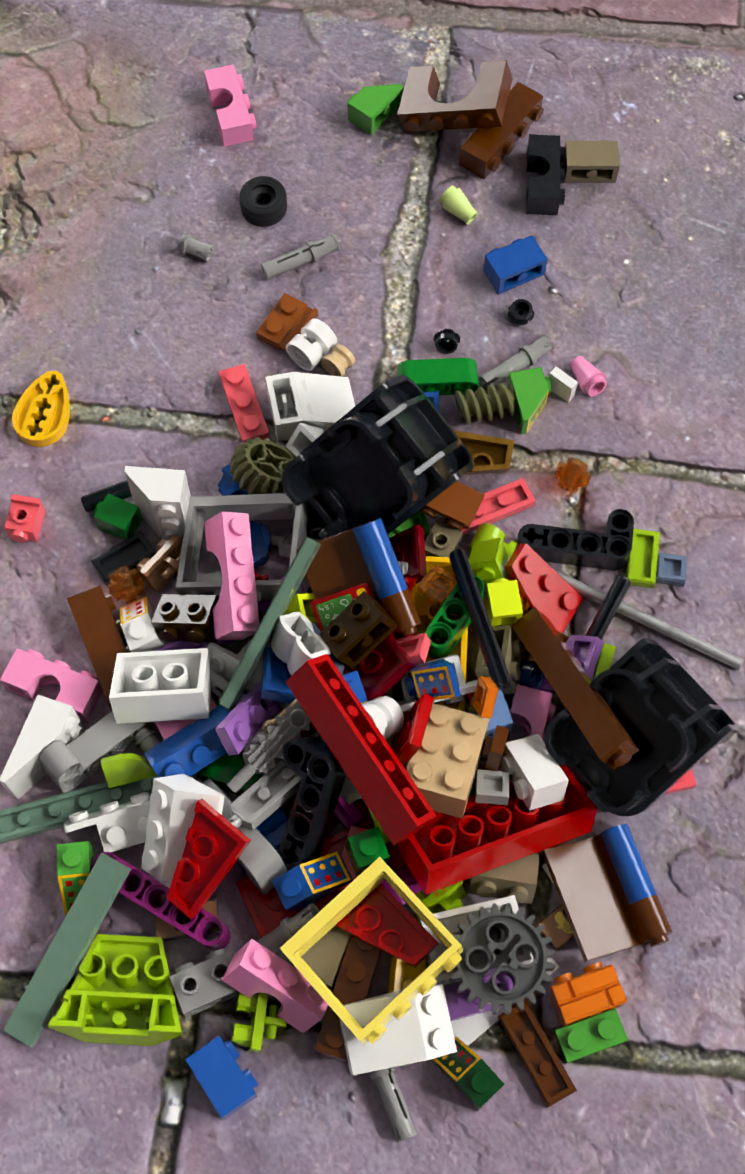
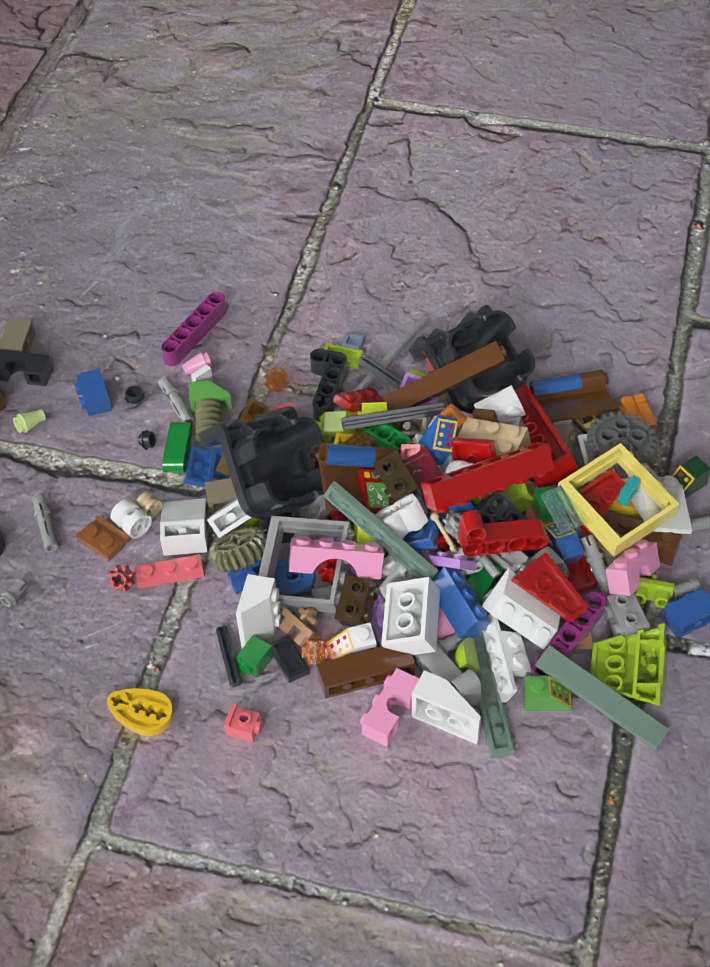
camera: 80 degrees left, 15 degrees down
(221, 351) = (115, 578): none -> red gear
(267, 1072) = (682, 589): none -> light grey pin
(270, 780) = (499, 537): none -> red beam
(362, 849) = (558, 511): none -> clear light blue tile
(366, 959) = (629, 490): none -> teal tile
(537, 1055) = (676, 448): reddish brown tile -> none
(590, 1036) = (666, 427): bright green plate -> none
(665, 359) = (194, 329): none -> magenta beam

